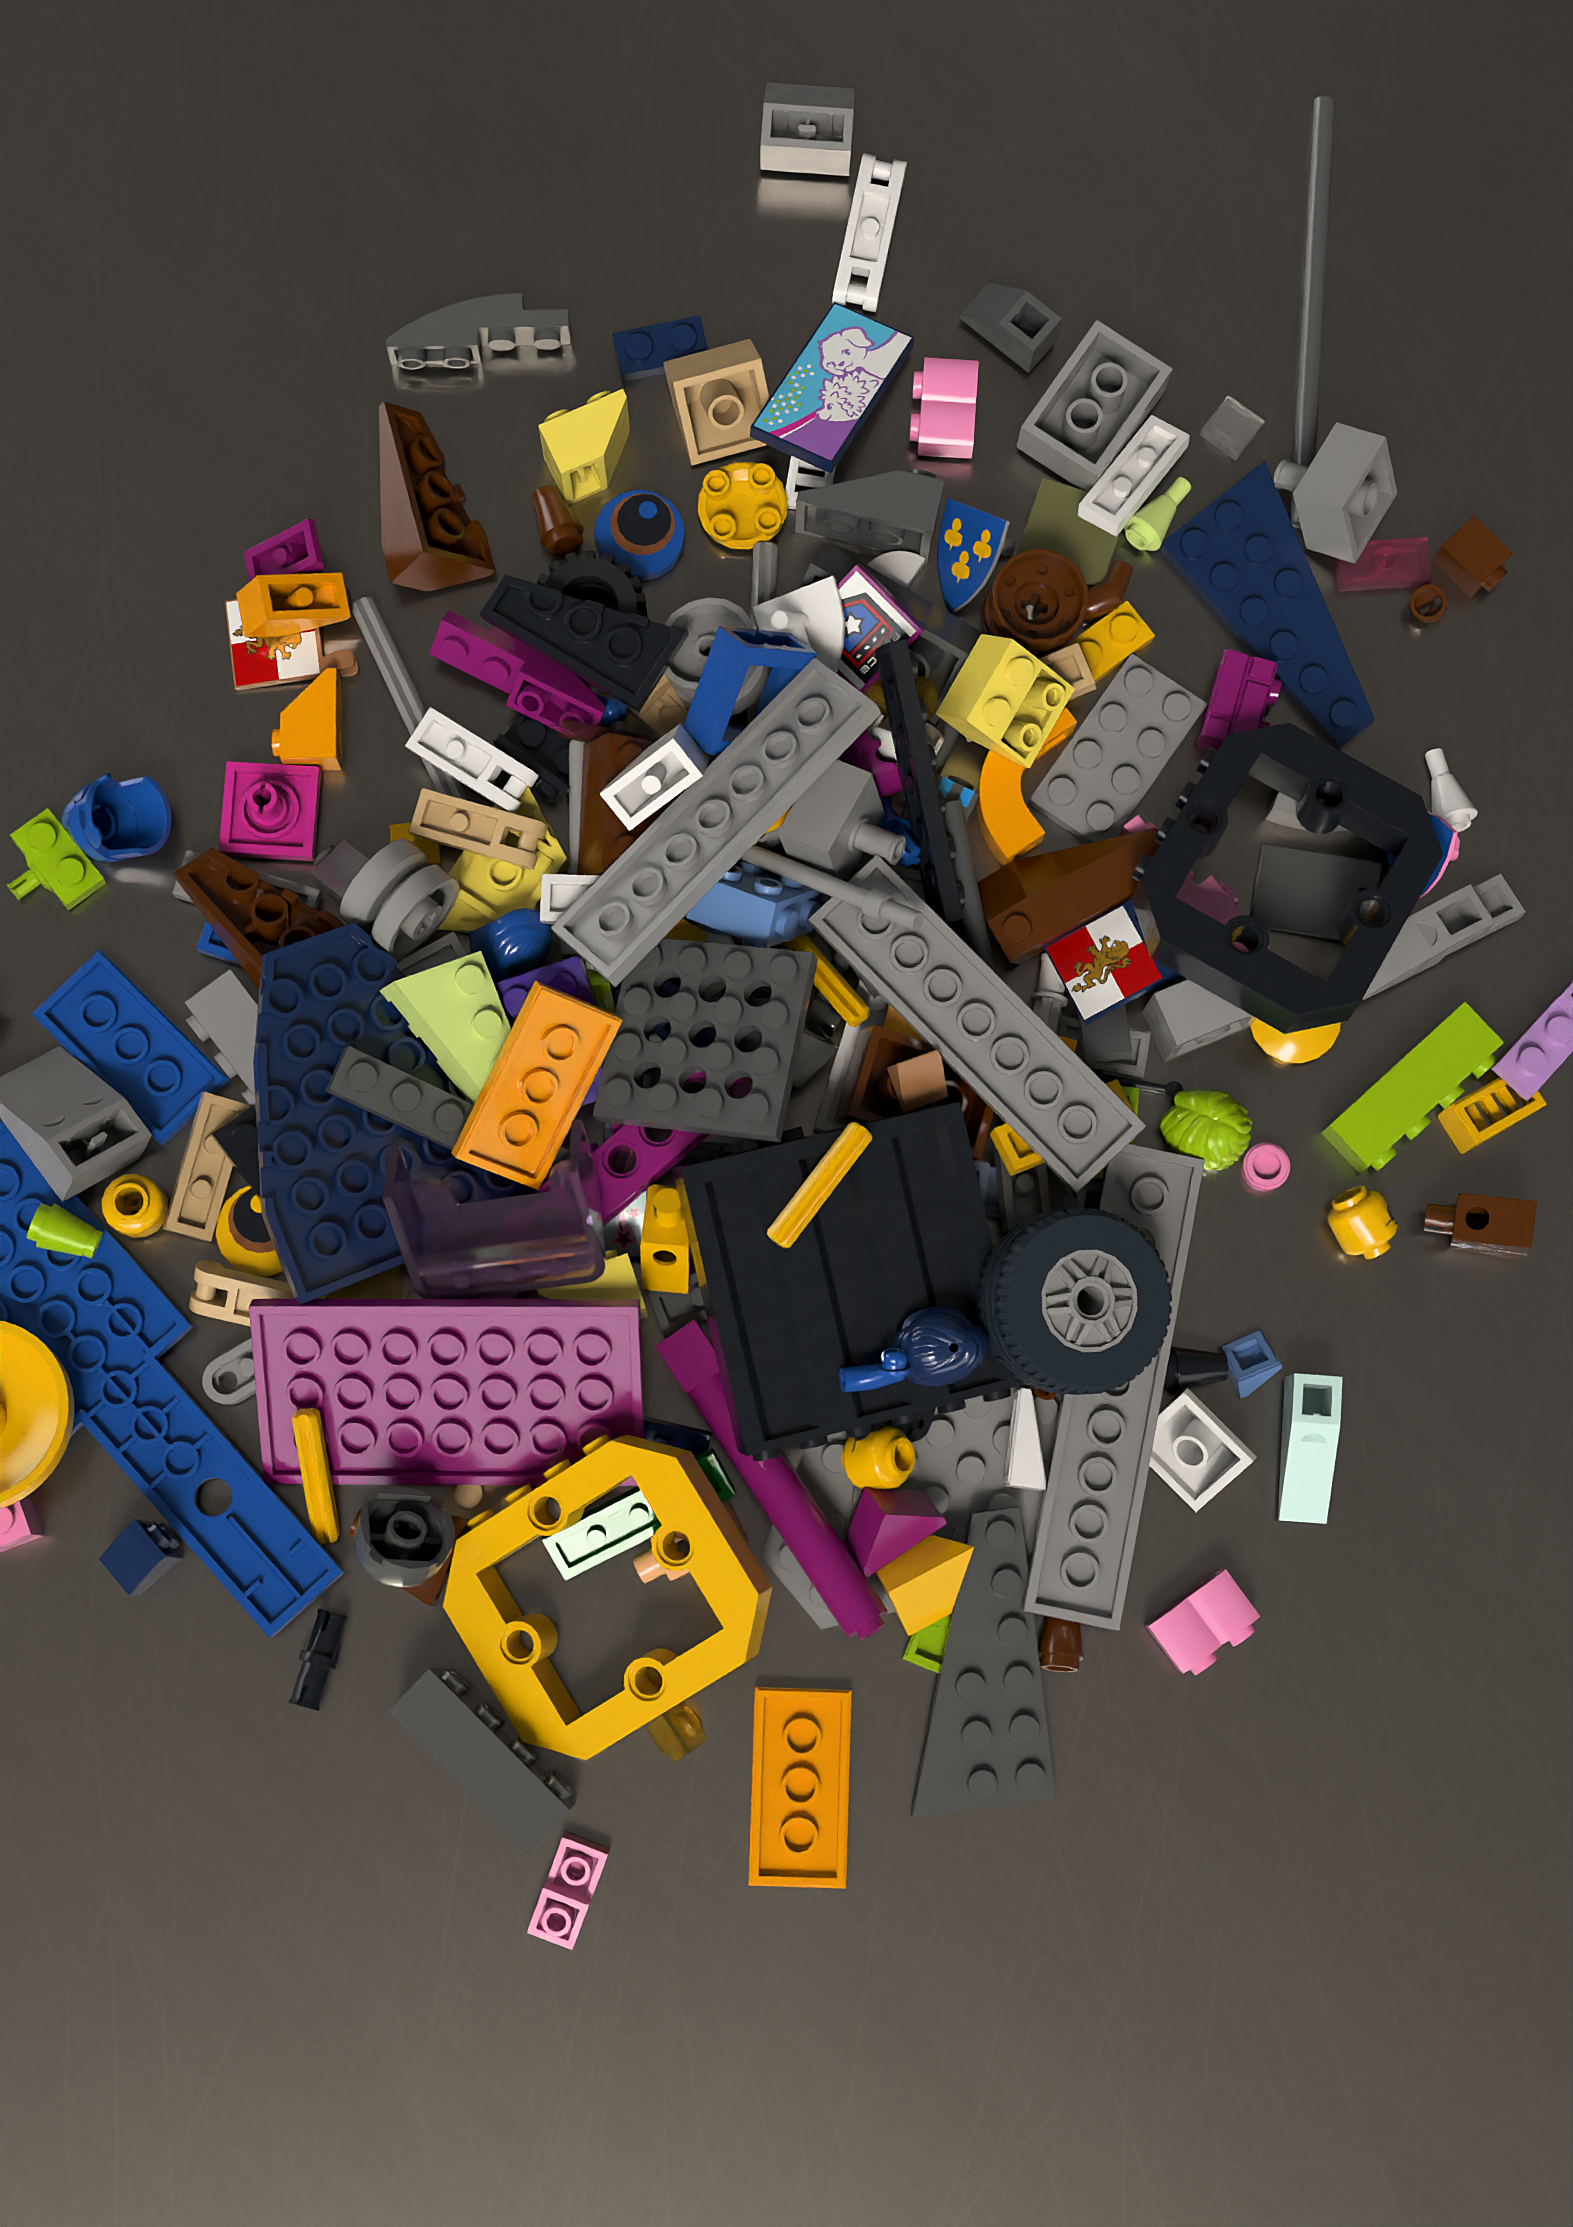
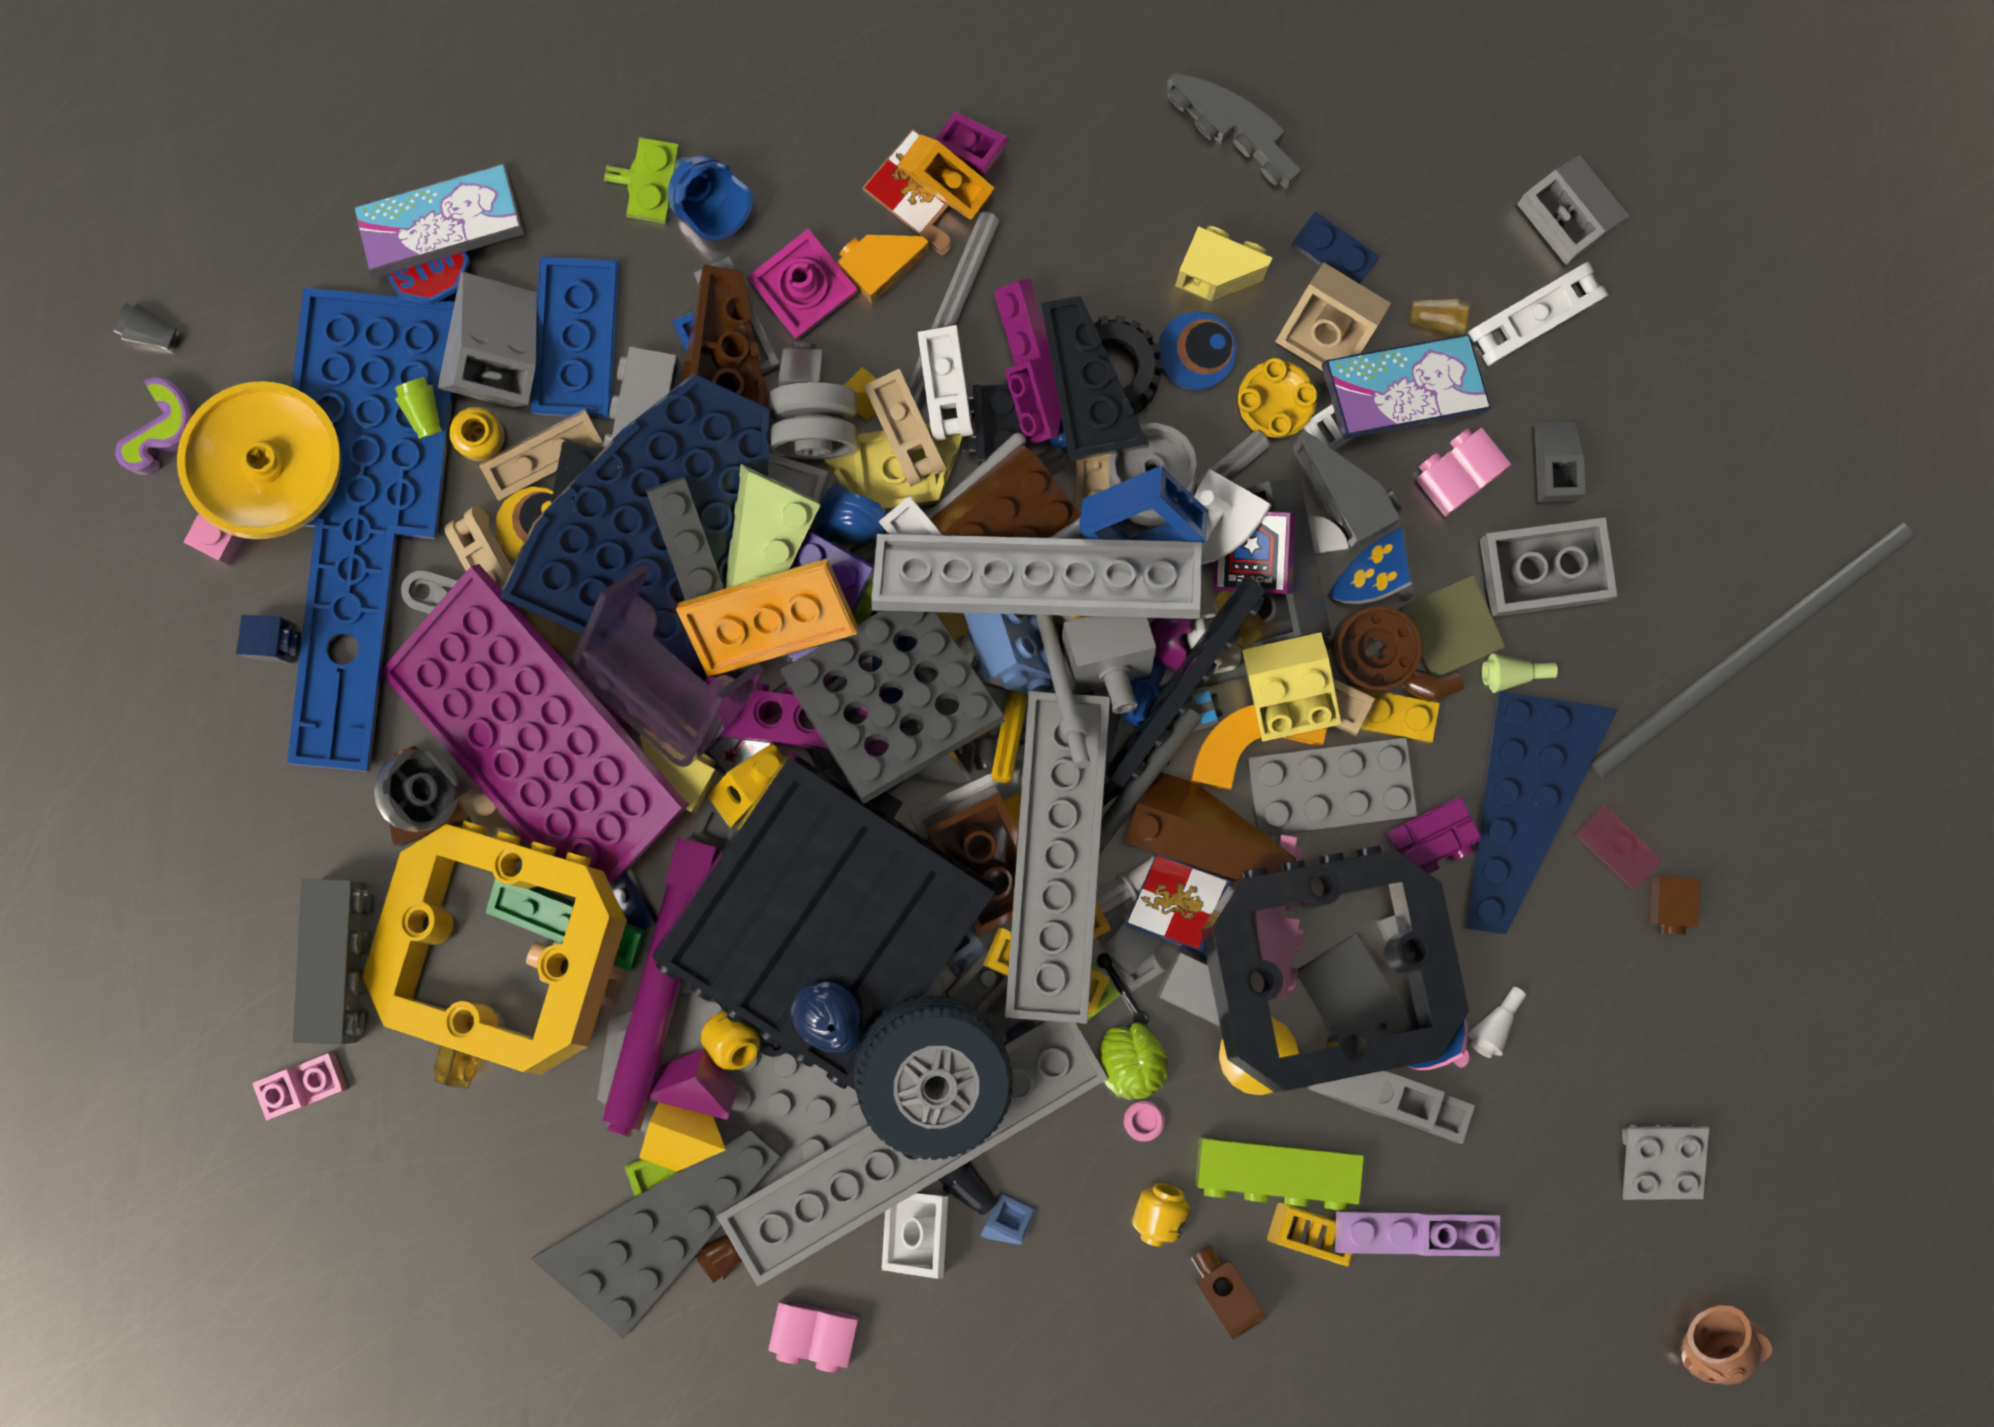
camera: 50 degrees right, 5 degrees up
(316, 1475) = (410, 700): yellow axle -> none
(318, 1659) = (302, 804): black pin -> none
(423, 523) = (1078, 207): reddish brown wedge -> none
(556, 522) = (1155, 291): reddish brown cone -> none
(590, 728) = (1040, 449): reddish brown piece -> none
(655, 777) = (1033, 512): white slope -> none
(798, 309) = (1441, 315): none -> clear yellow cone
(800, 1787) = (489, 1172): light orange tile -> none
(819, 1185) = (858, 852): yellow axle -> none
(875, 1376) = (783, 1000): blue arm -> none
(919, 1081) = (988, 853): medium nougat slope -> none
(1024, 1455) = (812, 1132): white slope -> none
(1133, 475) = (1526, 633): white plate -> none
(1232, 427) = (1622, 667): clear tile -> none
(1308, 1446) = (983, 1305): light aqua slope -> none
(1341, 491) = (1635, 779): light grey brick -> none
(1424, 596) = (1619, 893): reddish brown hinge -> none

